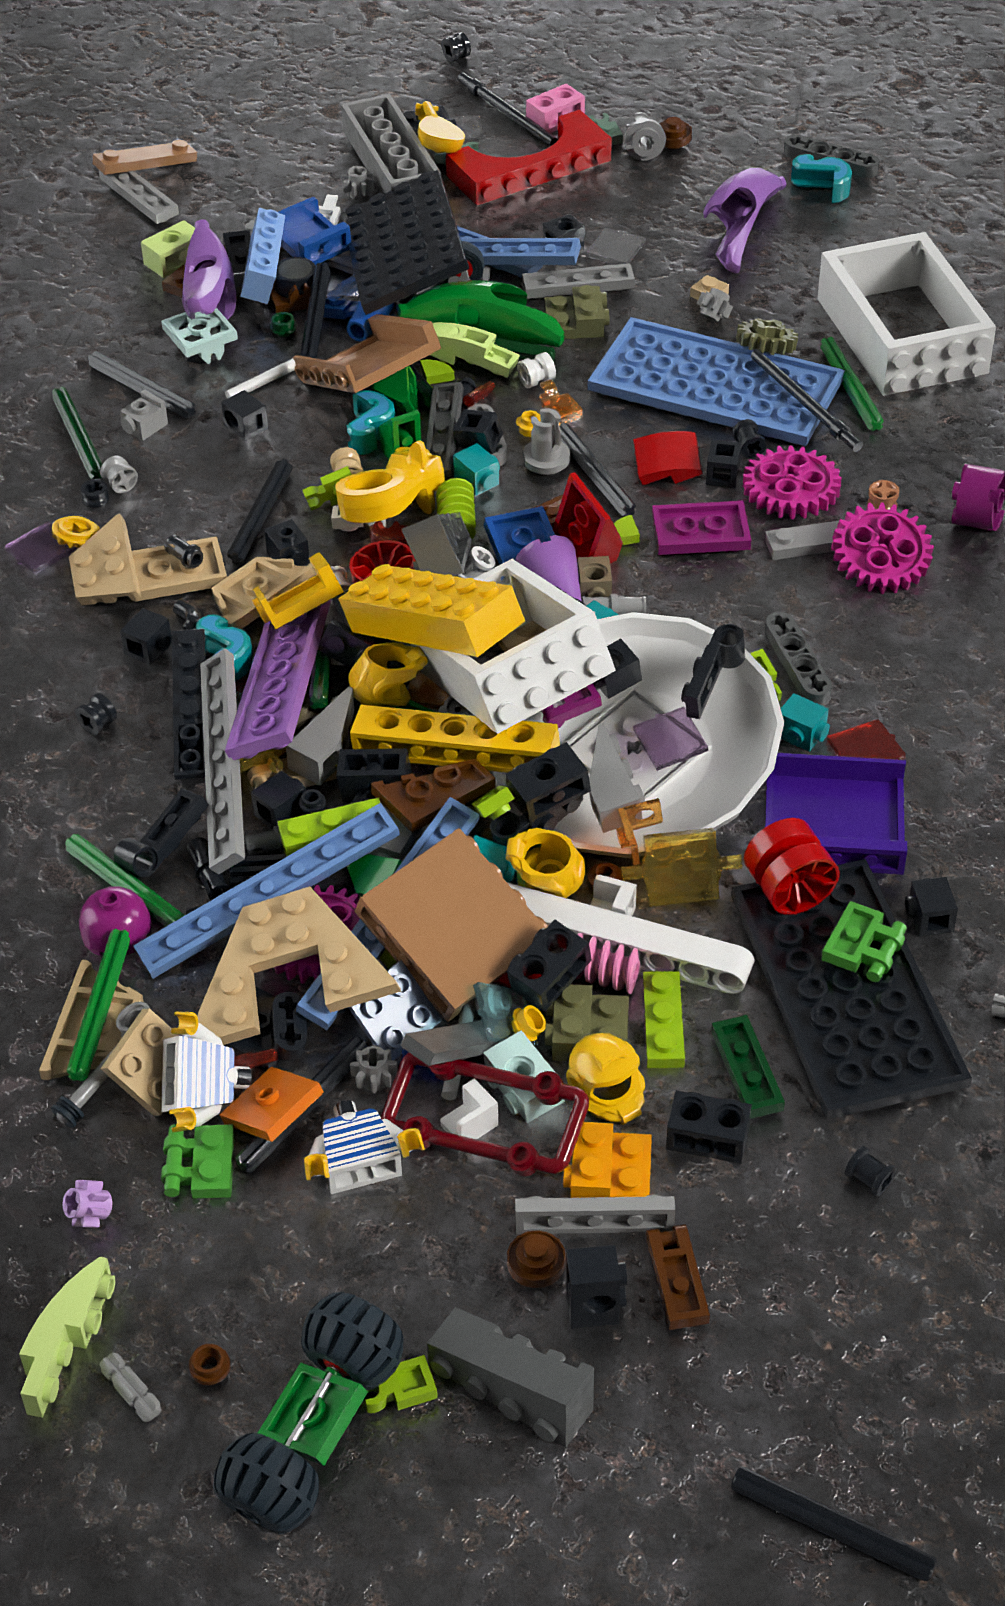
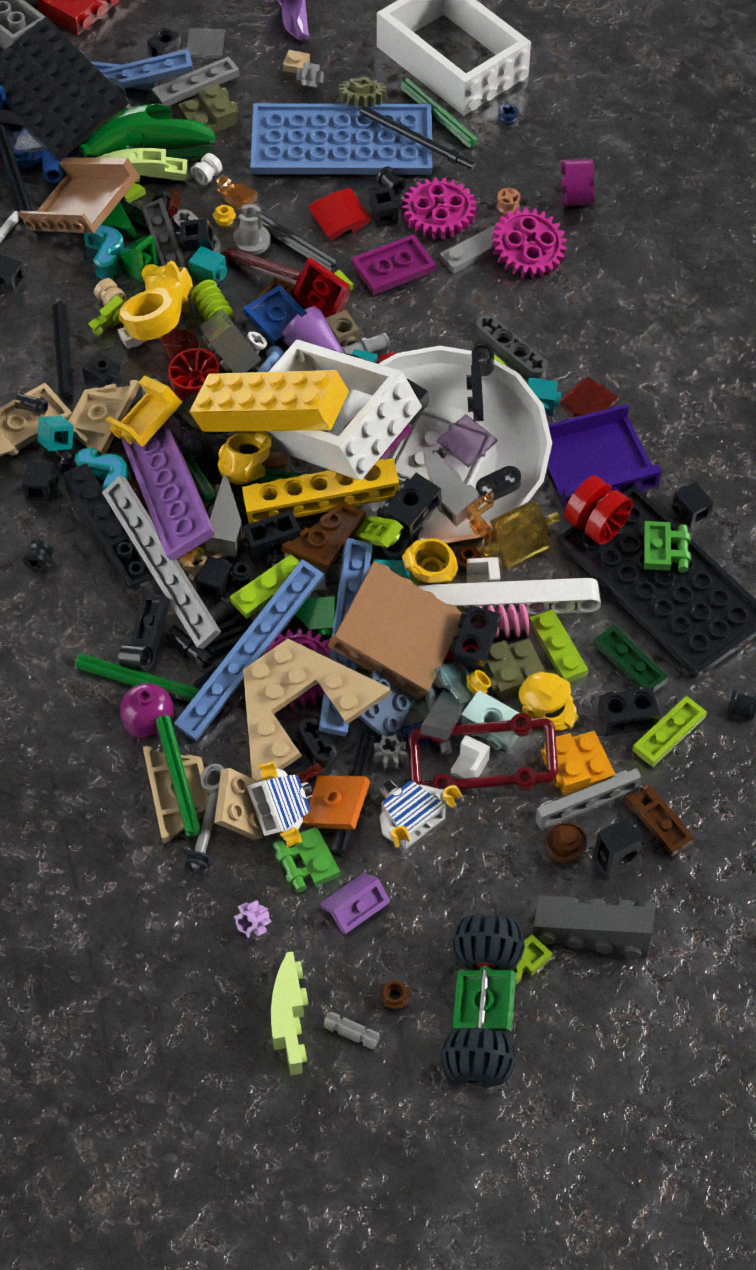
camera: 25 degrees left, 10 degrees up
(192, 589) = (55, 433): none -> teal brick
(227, 1234) = (356, 901): none -> medium lavender panel
(534, 480) = (262, 265): none -> dark red axle
(679, 796) = (498, 484): none -> black beam
(751, 1170) = (669, 731): none -> lime plate
(937, 406) = (508, 114): none -> dark blue bush

